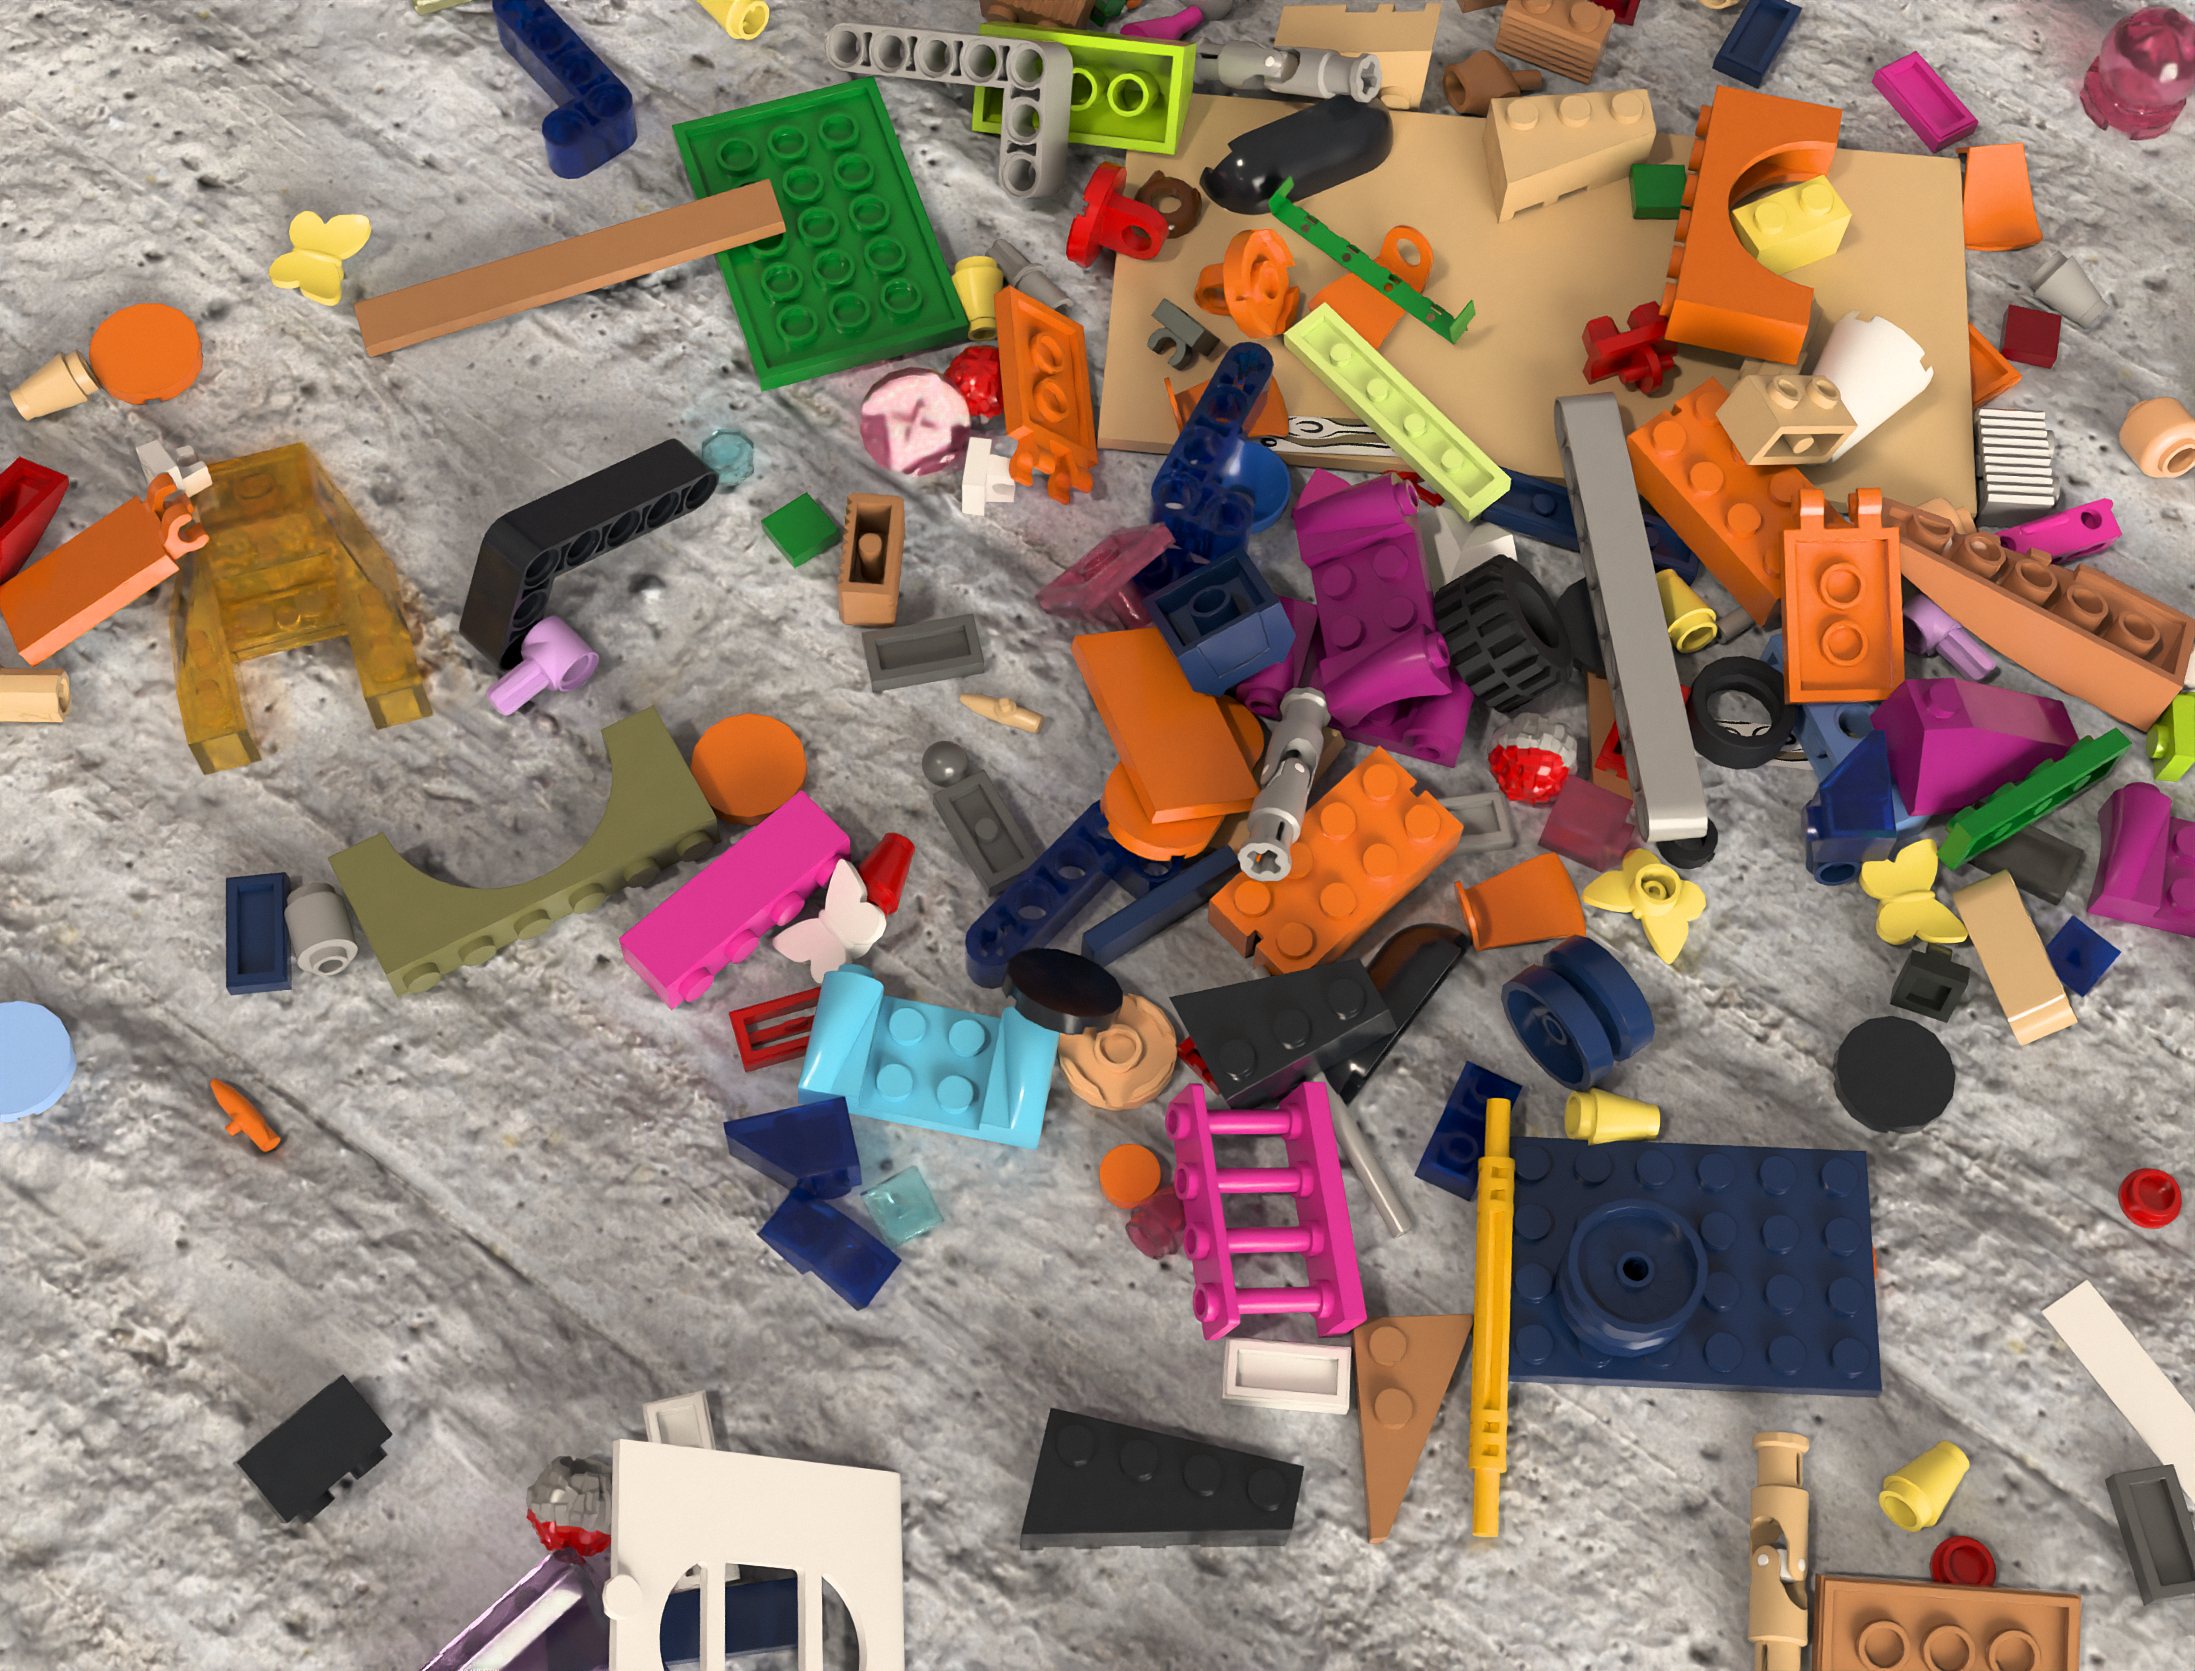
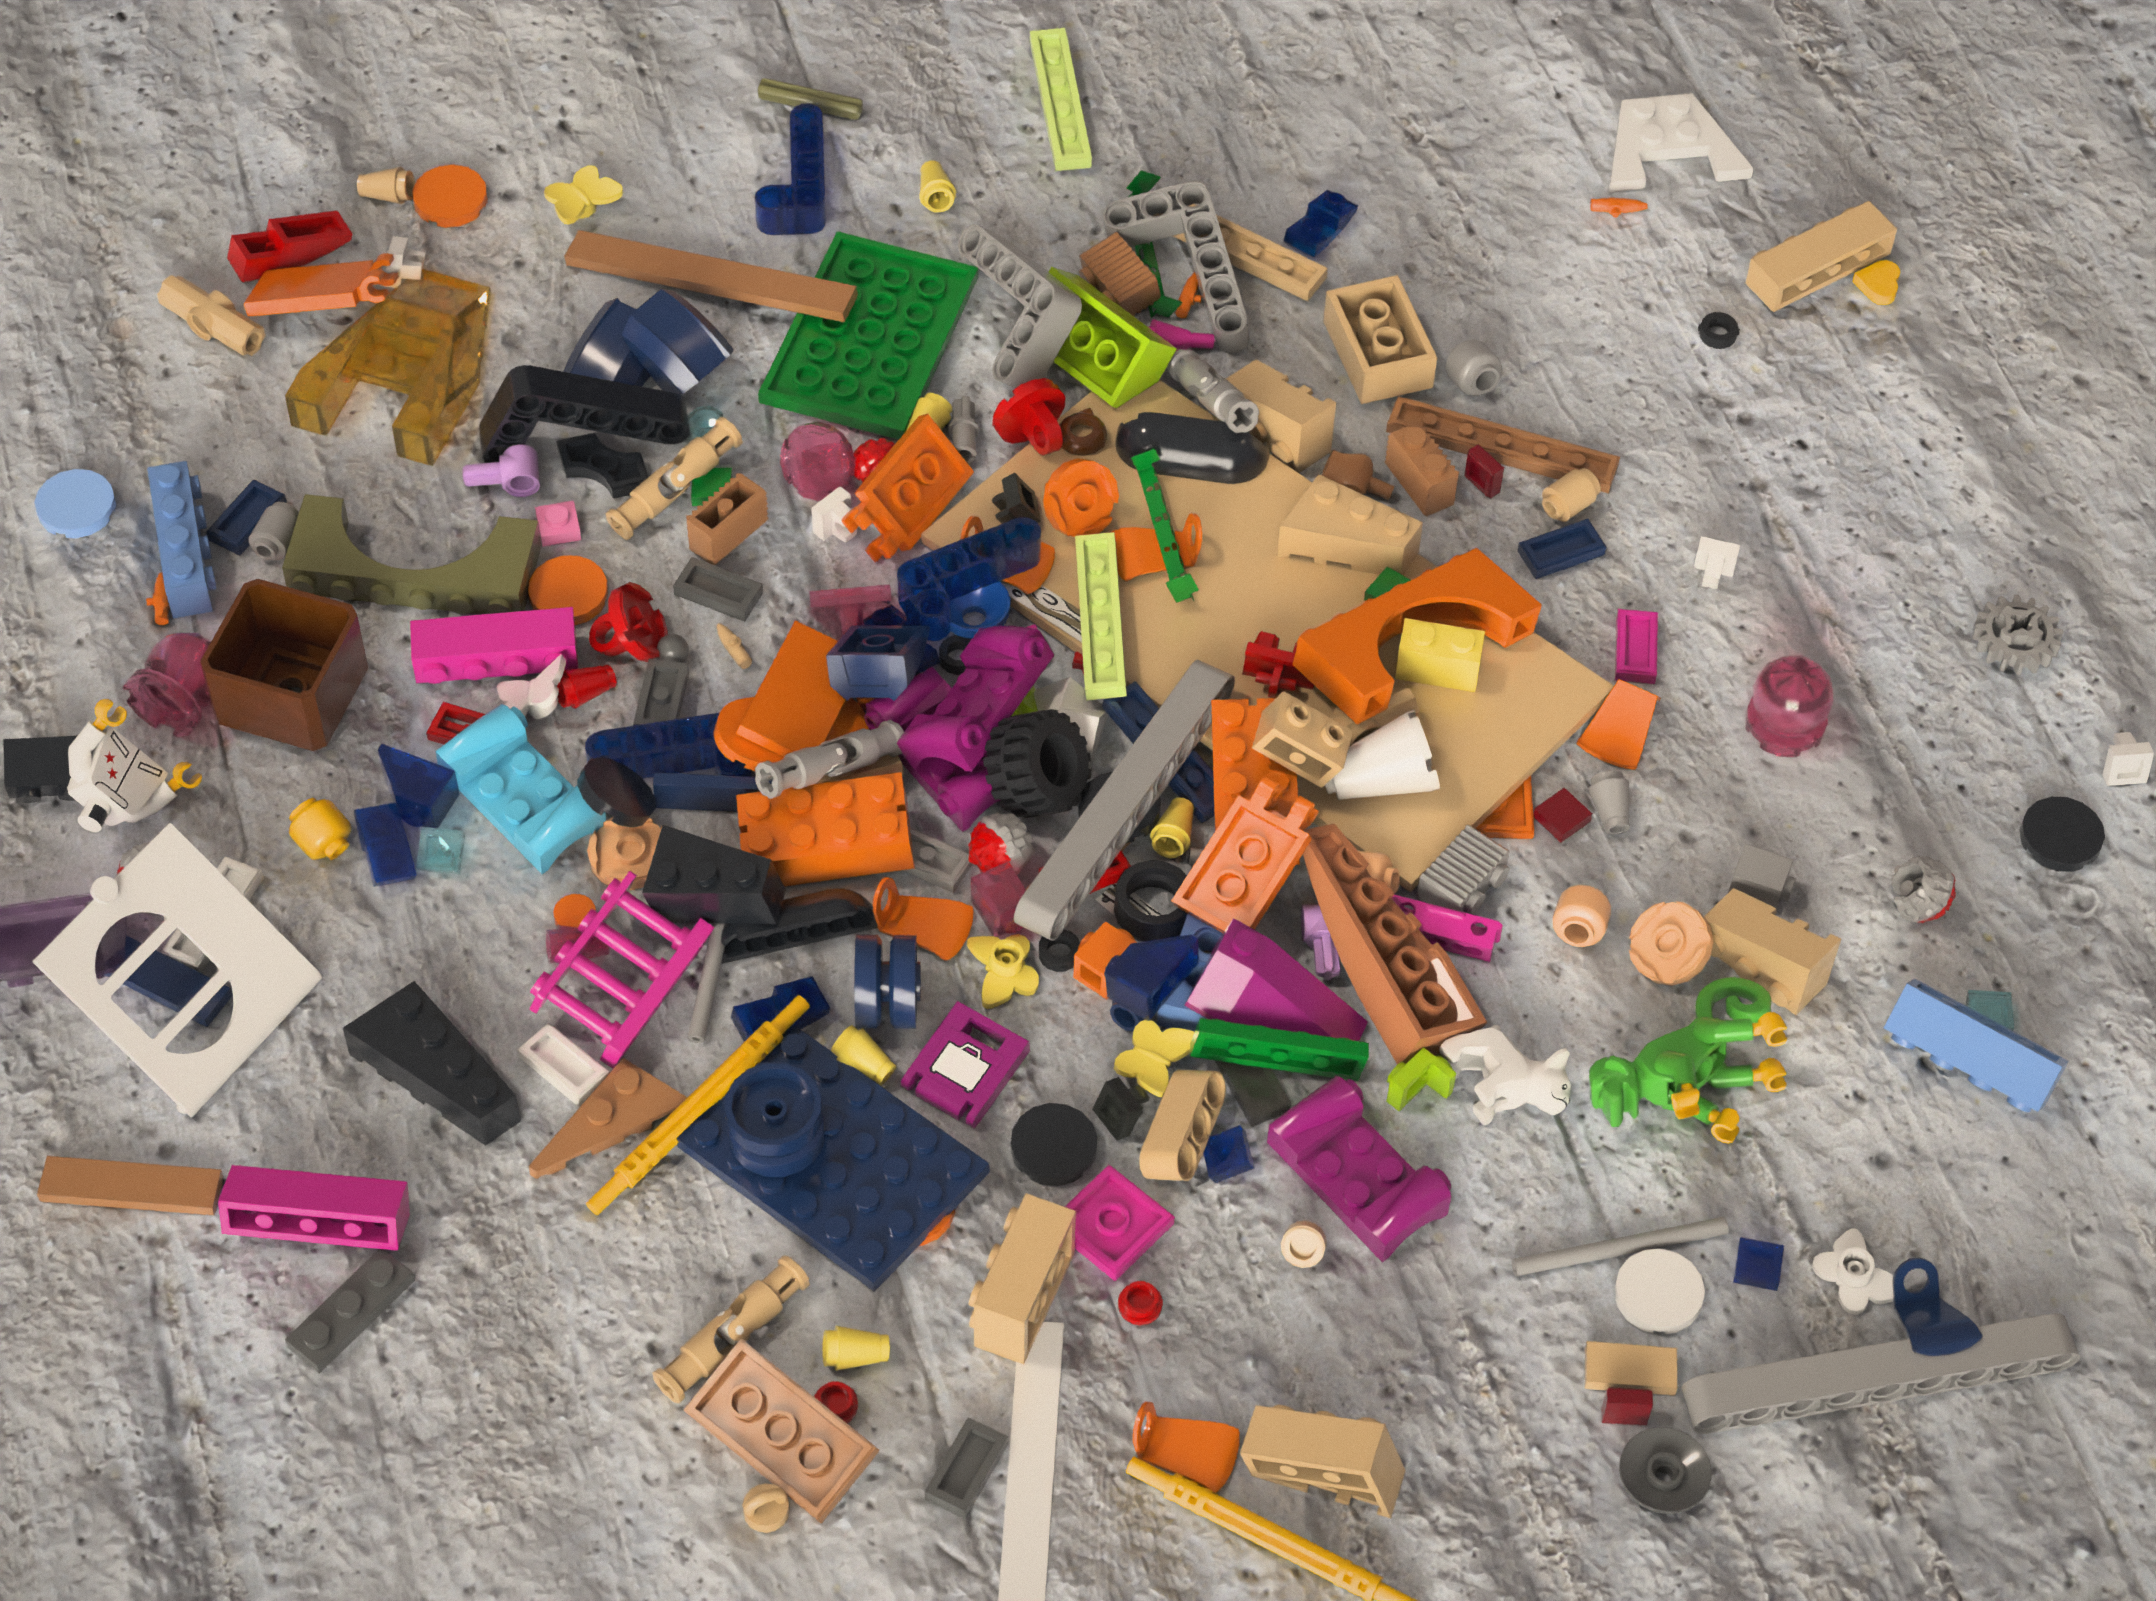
camera: 40 degrees right, 10 degrees down
(206, 1019) = (180, 539): none -> medium blue brick
(386, 1212) = (171, 684): none -> clear pink tile
(428, 1404) = (115, 776): none -> white torso
(511, 1058) = (280, 642): none -> reddish brown plate
(538, 426) = (602, 350): none -> dark blue slope
(619, 378) = (674, 341): none -> dark blue slope
(661, 685) = (558, 523): none -> bright pink plate
(671, 580) = (591, 459): none -> black tile
(734, 1285) = (320, 829): none -> yellow head
(759, 540) = (691, 462): none -> tan piece
(883, 762) = (634, 622): none -> red tile
(1279, 546) = (948, 645): none -> black piece
(1725, 1057) = (962, 1069): none -> magenta container
(1757, 816) = (1096, 952): none -> orange brick
(2032, 1124) = (1116, 1222): none -> dark pink tile
(2043, 1265) = (1022, 1277): none -> tan brick

